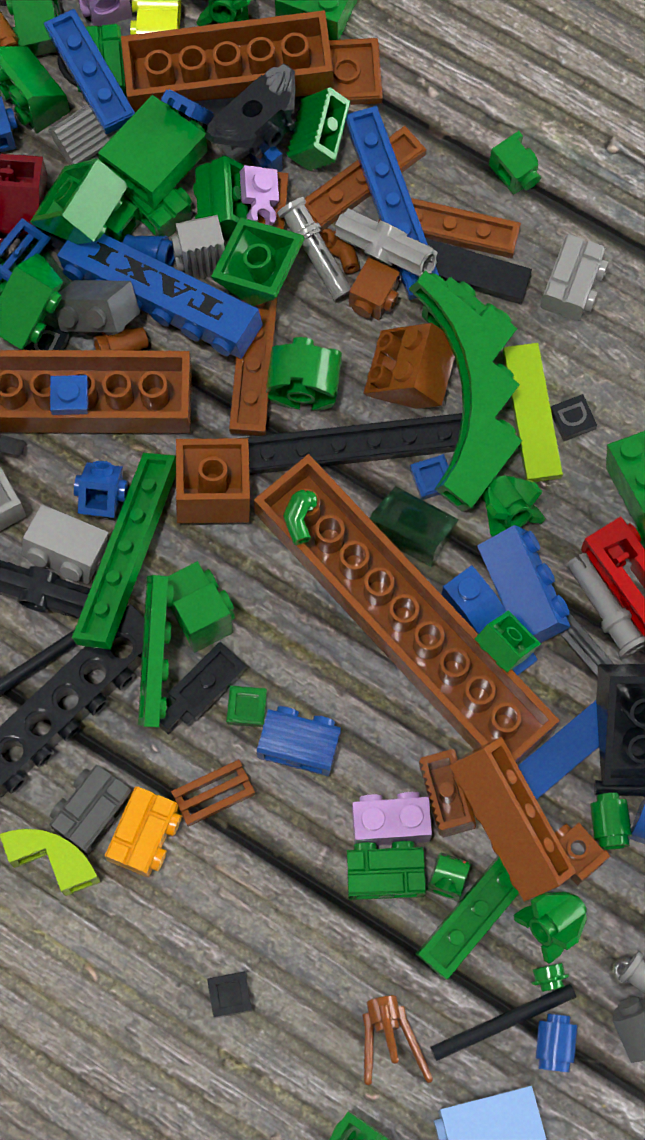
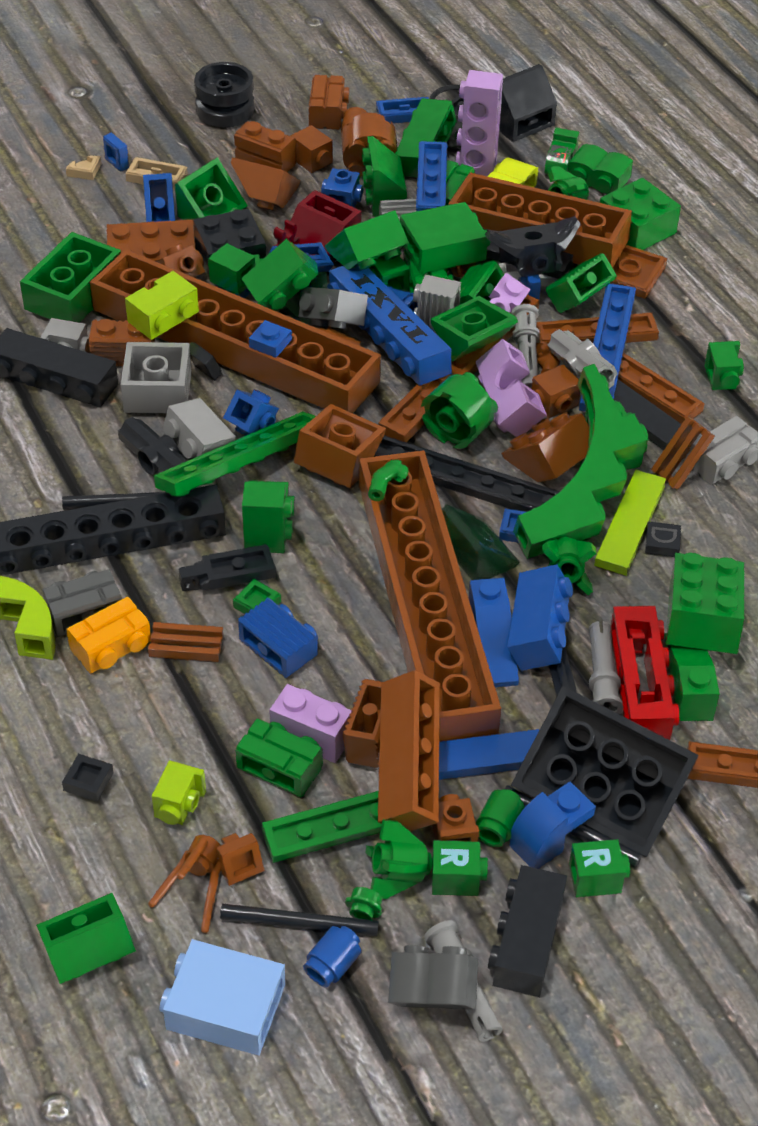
camera: 30 degrees right, 25 degrees down
(153, 666) = (201, 523): green plate -> none
(187, 106) = (483, 212): blue tile -> none
(309, 298) = (501, 375): none -> lavender arch
(322, 966) = (178, 792): none -> lime brick
(417, 997) = (239, 857): none -> dark orange tile
(448, 877) = (328, 775): green leg -> none
(507, 641) = (494, 631): green piece -> none
(534, 334) = (679, 448): none -> dark orange tile
(607, 895) = (457, 868): none -> green brick

